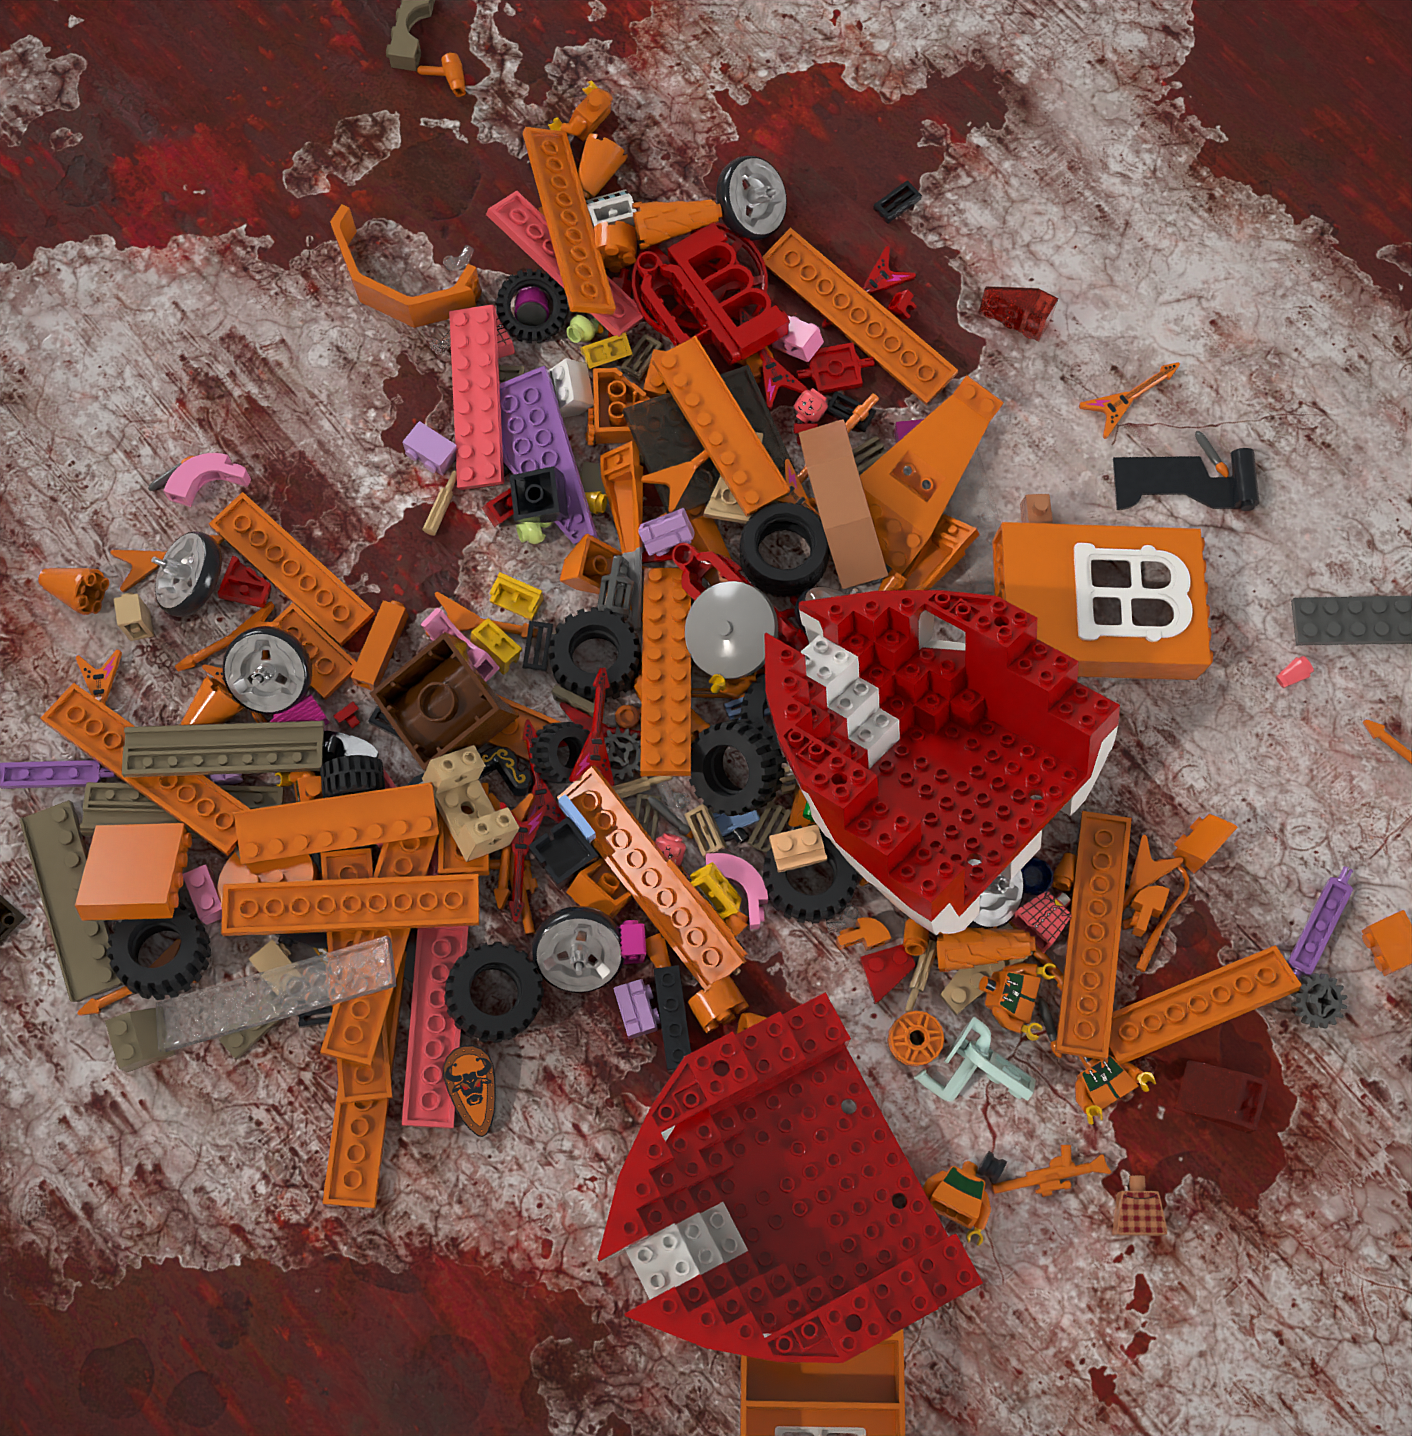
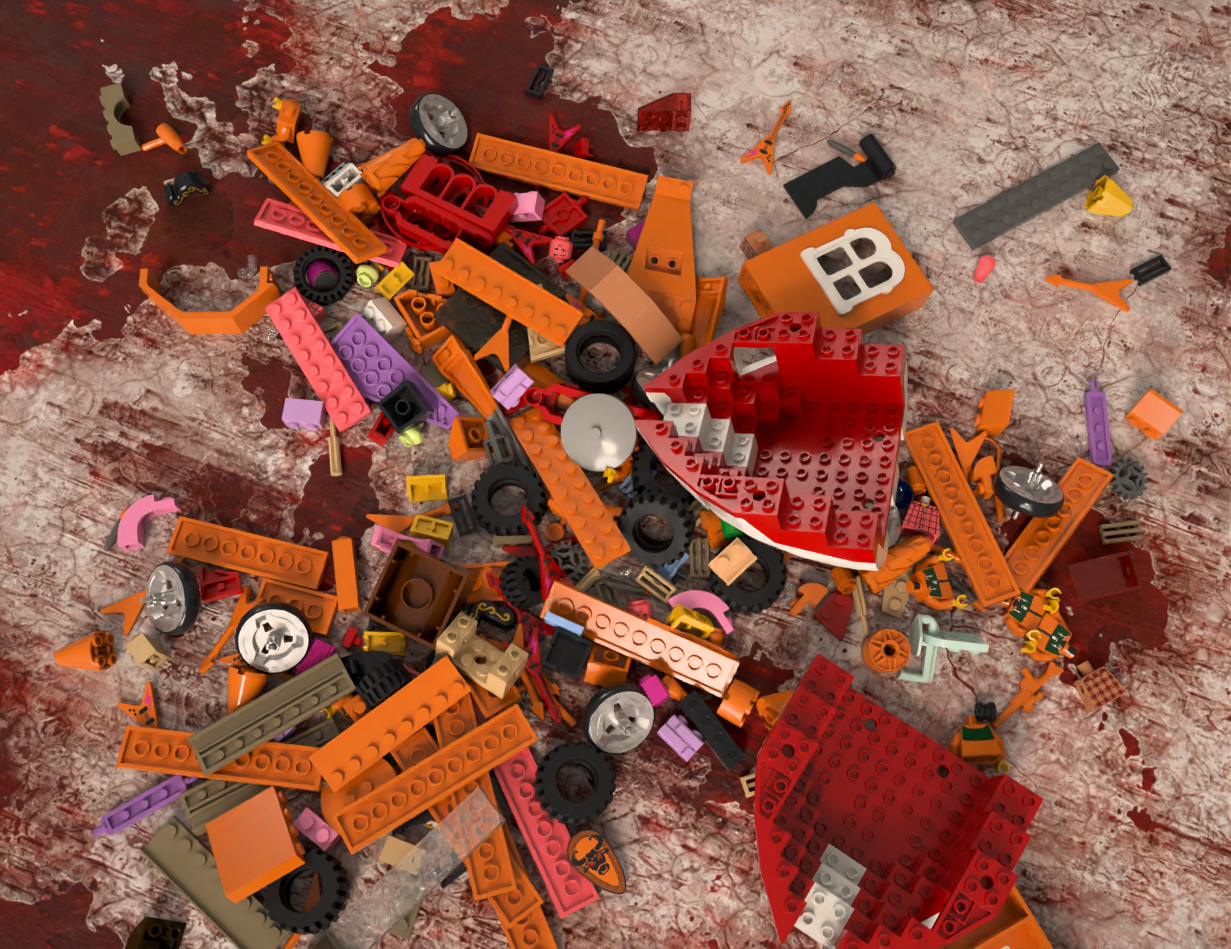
camera: 30 degrees left, 0 degrees up
(382, 738) = (390, 642): none -> yellow hinge
(440, 133) = (184, 185): none -> black animal
(1118, 1129) = (1054, 636): none -> torso
(1194, 960) = (1027, 491): none -> wheel
(1276, 1047) = (1135, 530): none -> dark tan tile

